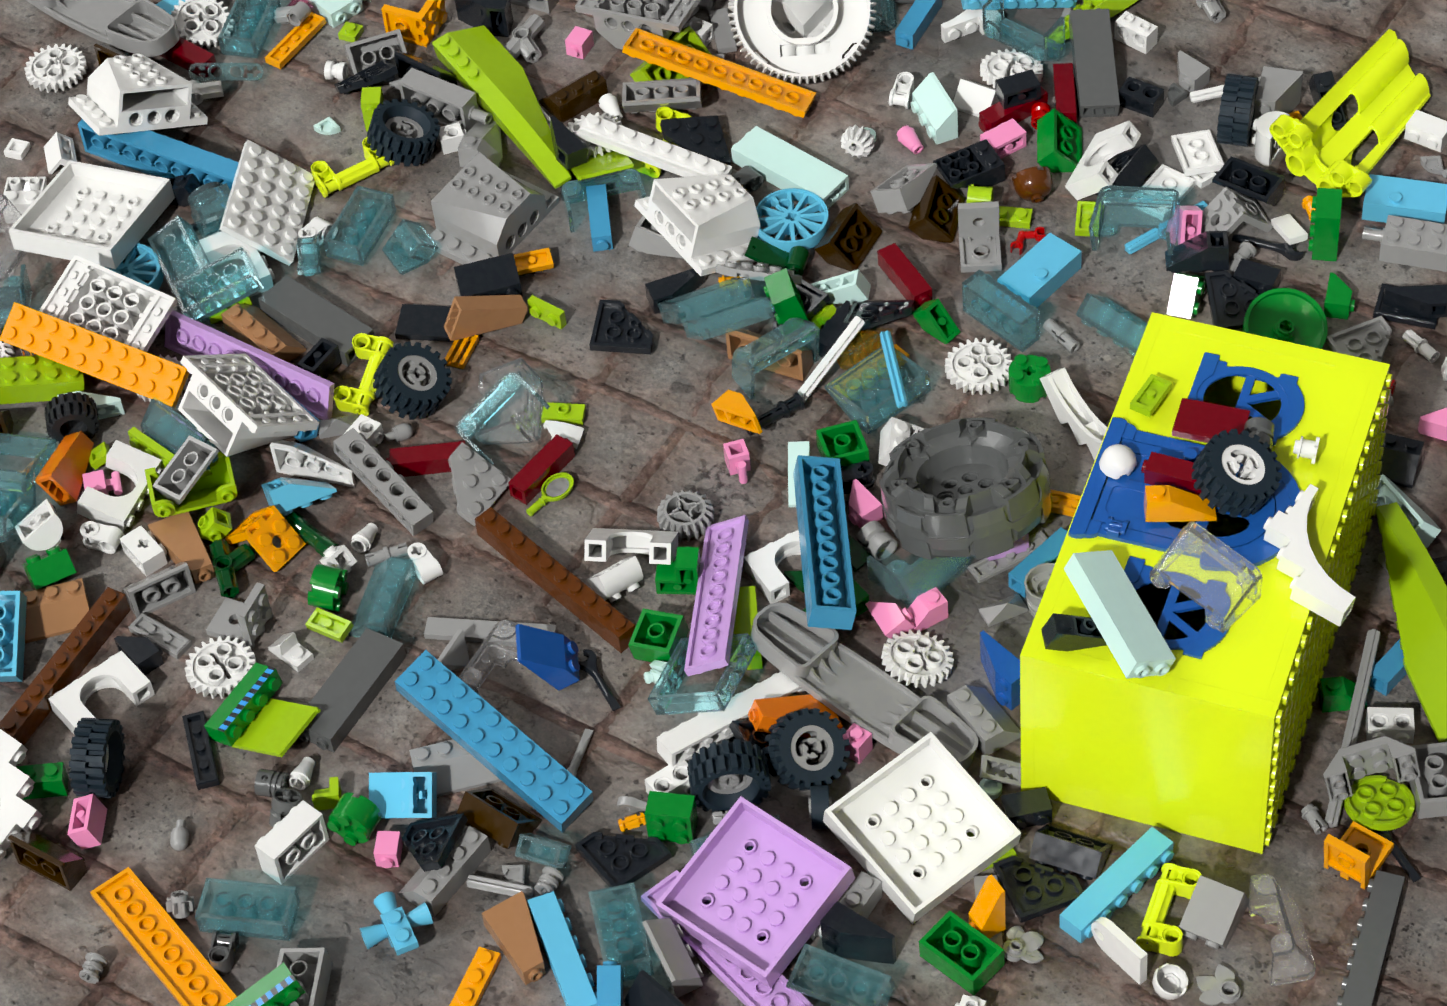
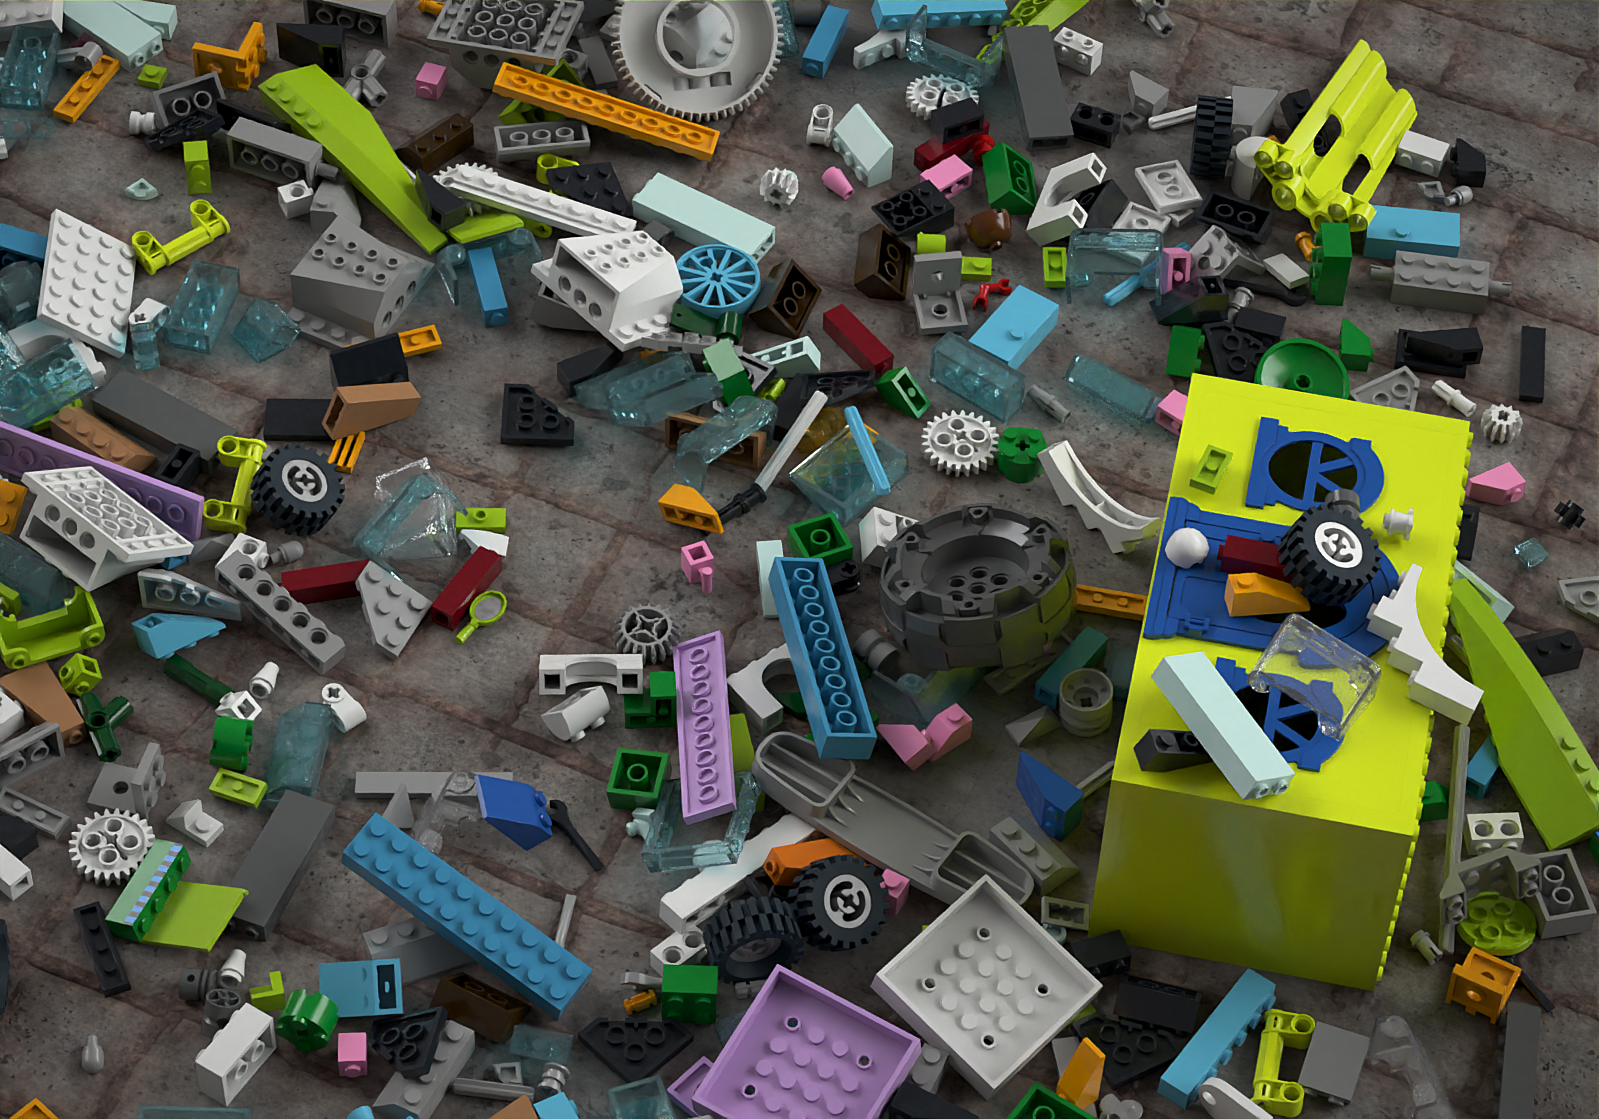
camera: 15 degrees left, 0 degrees up
(184, 469) = (39, 610): light grey slope -> none
(259, 531) = (139, 676): light orange bracket -> none
(381, 555) = (294, 699): light grey pin -> none
(403, 132) = (239, 194): black wheel -> none
(549, 313) = (443, 401): lime plate -> none
(555, 579) = (504, 718): reddish brown brick -> none
(610, 105) = (478, 153): white cone -> none
(818, 803) = (861, 969): black wheel -> none
(863, 506) = (855, 612): bright pink slope -> none
(903, 188) = (842, 240): light grey slope -> none
(917, 658) = (945, 788): white gear -> none
(974, 97) = (906, 132): white slope -> none
(1064, 90) = (1006, 119): dark red brick -> none
(1203, 420) = (1281, 496): dark red tile -> none

